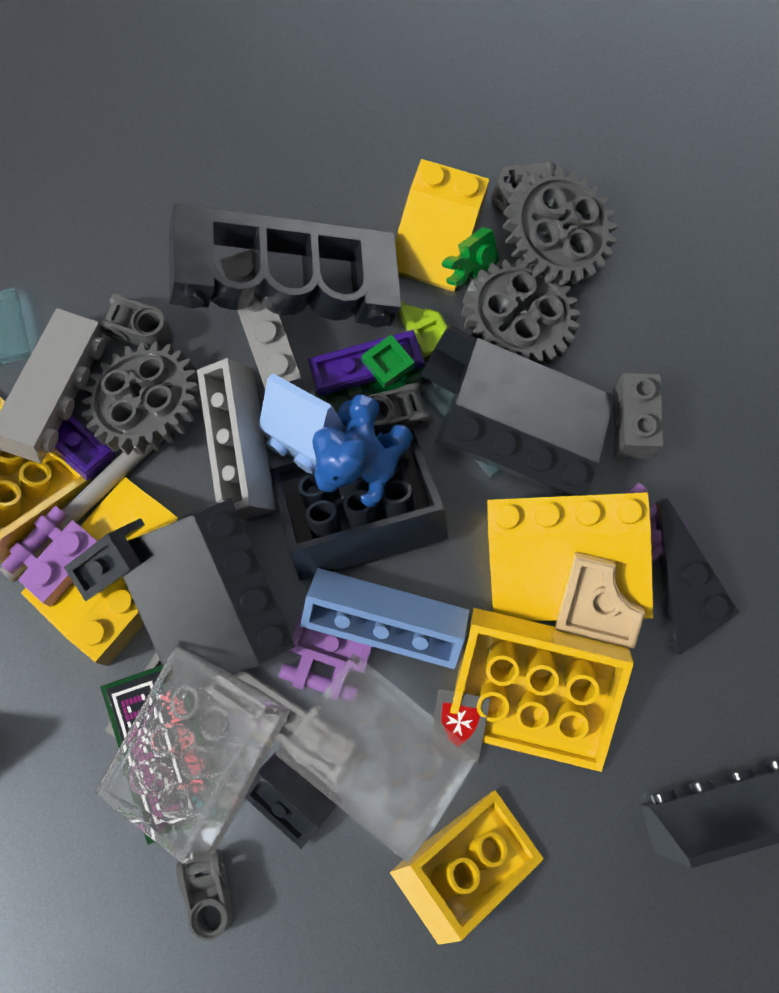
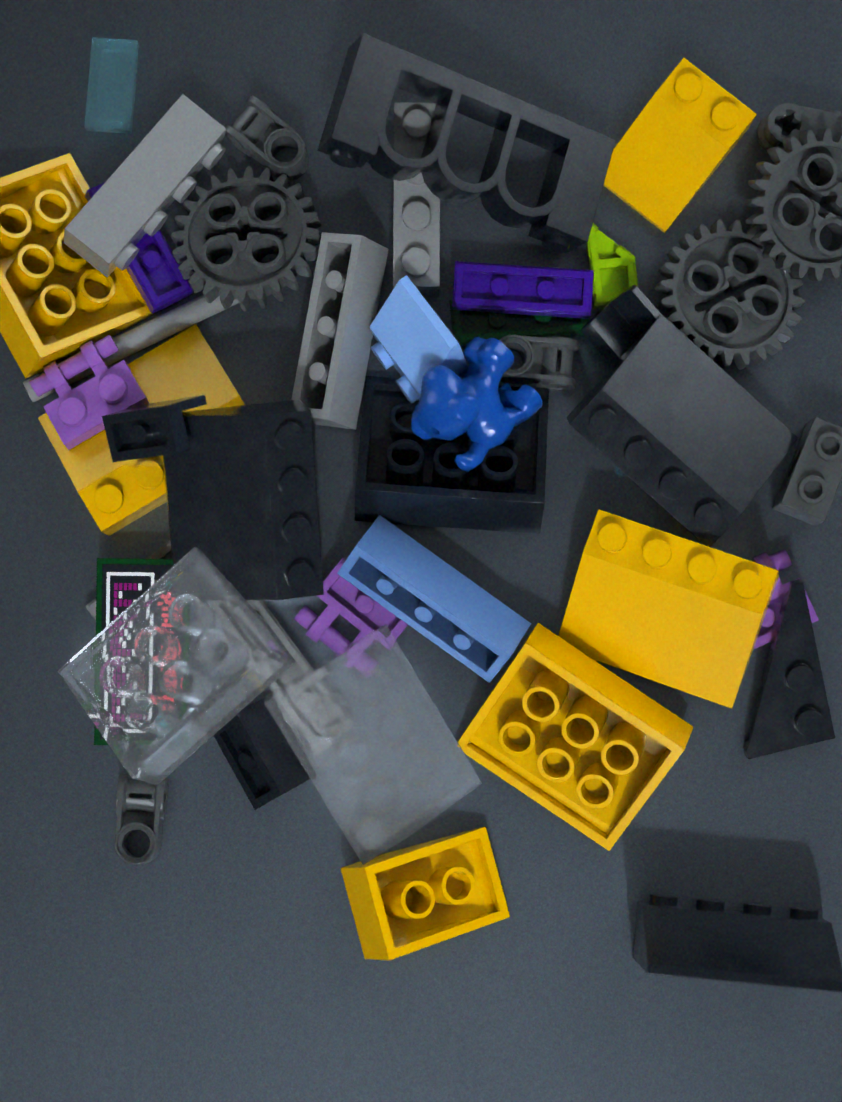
camera: 20 degrees right, 10 degrees up
(387, 361) = (546, 303): green plate -> none
(467, 723) = (483, 745): sticker -> none
(475, 255) = (704, 203): green plate -> none
(595, 605) = (673, 671): tan tile -> none

